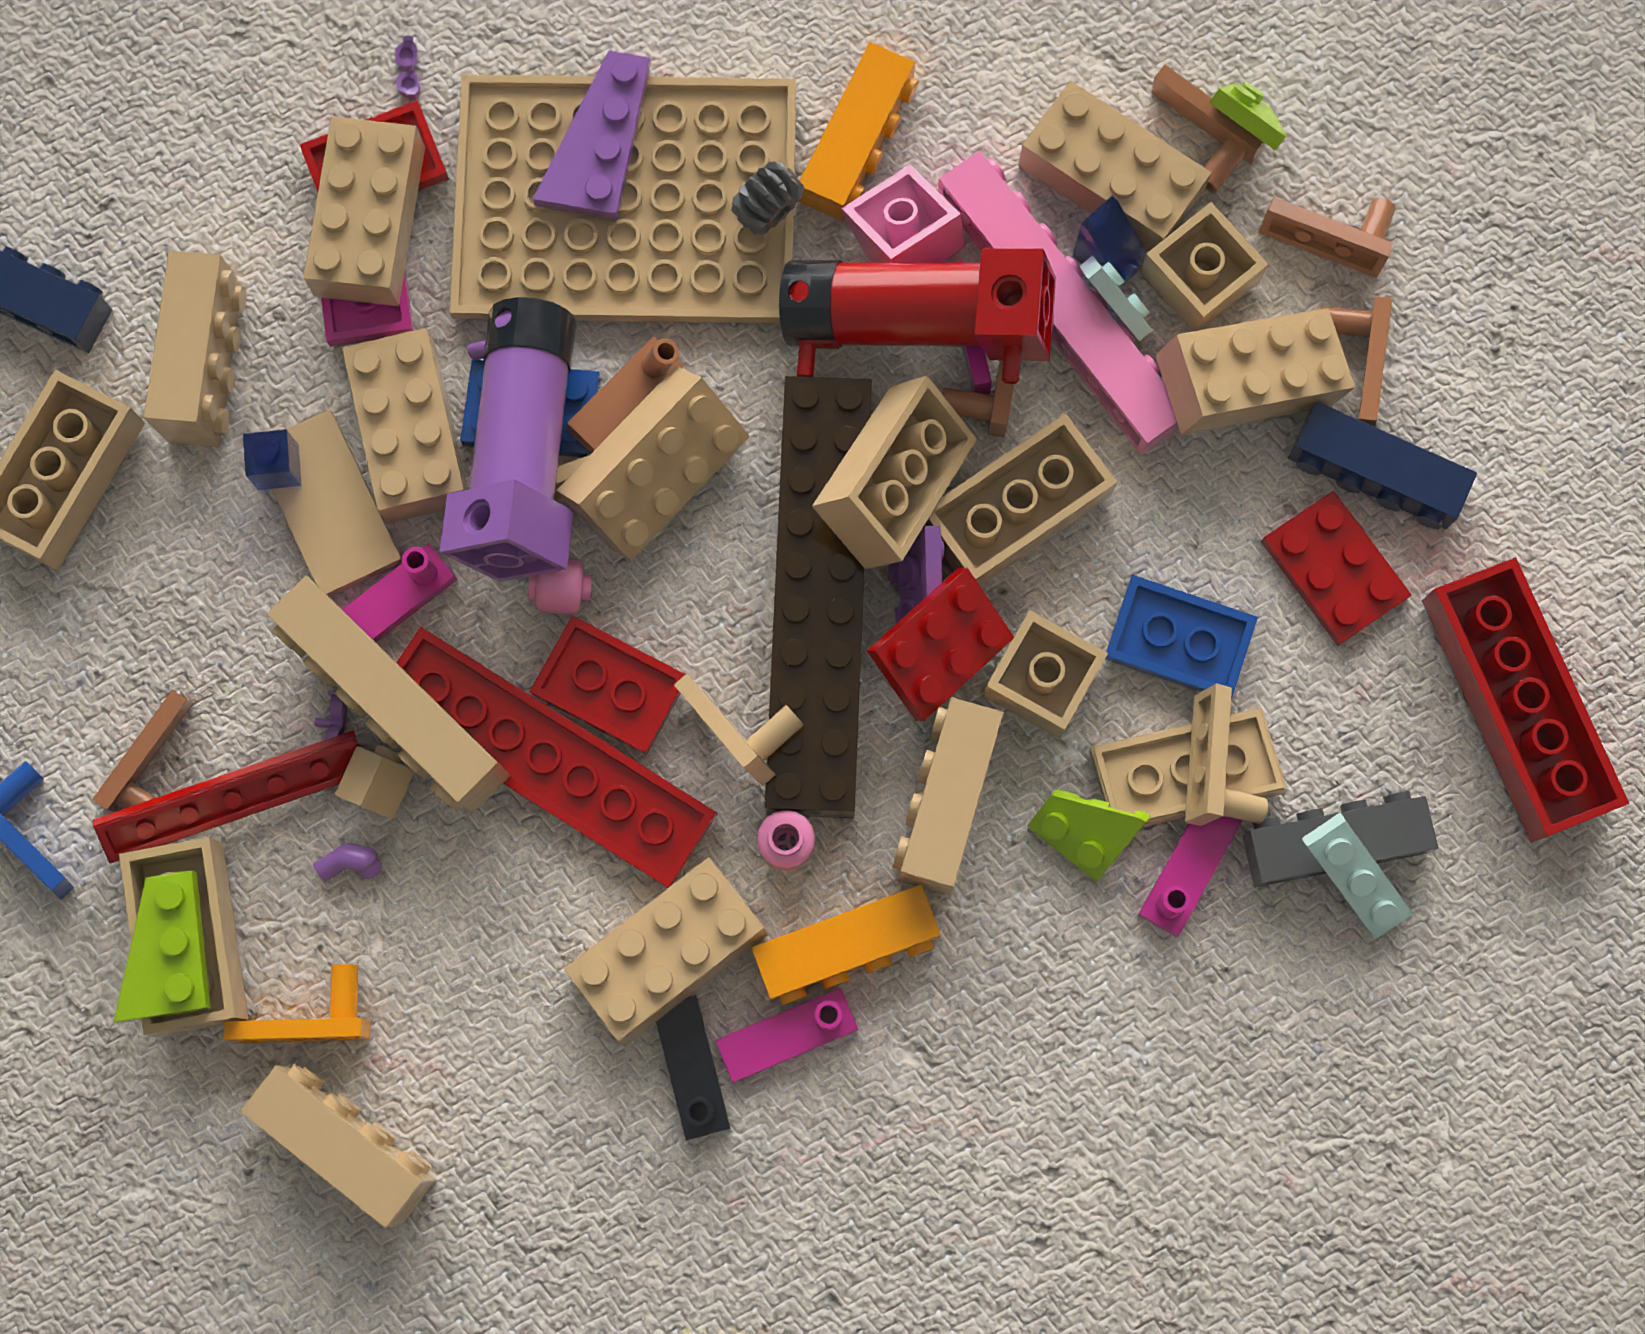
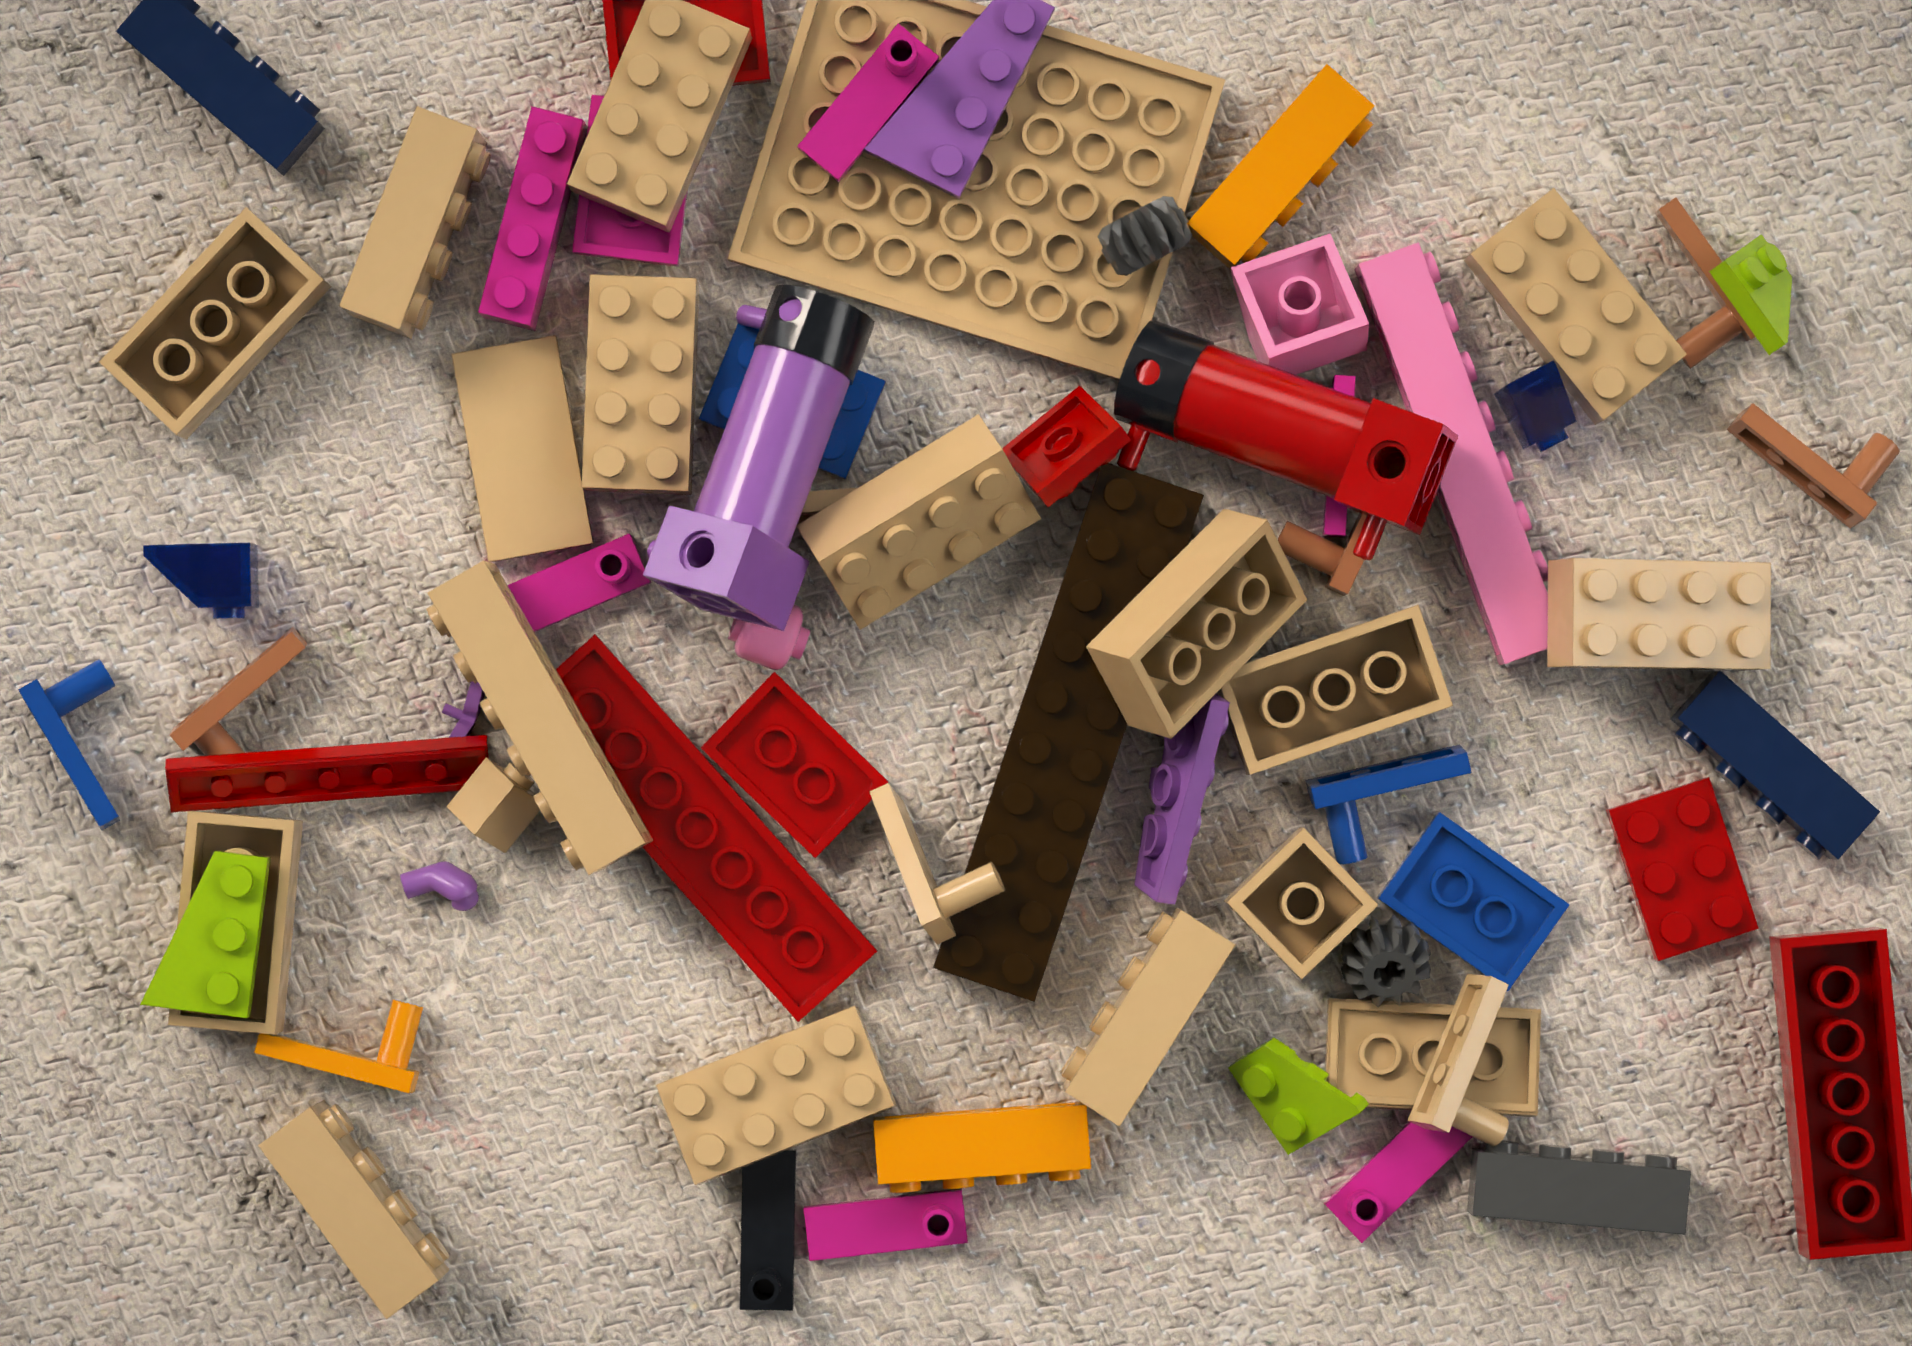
camera: 15 degrees right, 10 degrees up
(102, 665) = (211, 575): none -> clear blue slope
(272, 459) = (473, 387): clear blue brick -> none
(288, 328) = (532, 219): none -> dark pink brick
(526, 164) = (868, 102): none -> dark pink piece
(624, 392) = (907, 422): nougat piece -> none
(754, 374) = (1065, 446): none -> red plate
(786, 824) = (957, 1025): bright pink head -> none
(940, 644) = (1190, 838): red plate -> none
(1049, 586) = (1340, 790): none -> blue piece
(1129, 309) = (1519, 461): light aqua plate -> none
(1136, 711) = (1385, 961): none -> dark grey gear
(1203, 267) = (1641, 465): tan brick -> none
(1357, 875) = (1582, 1239): light aqua plate -> none
(1375, 326) = (1824, 593): nougat piece -> none

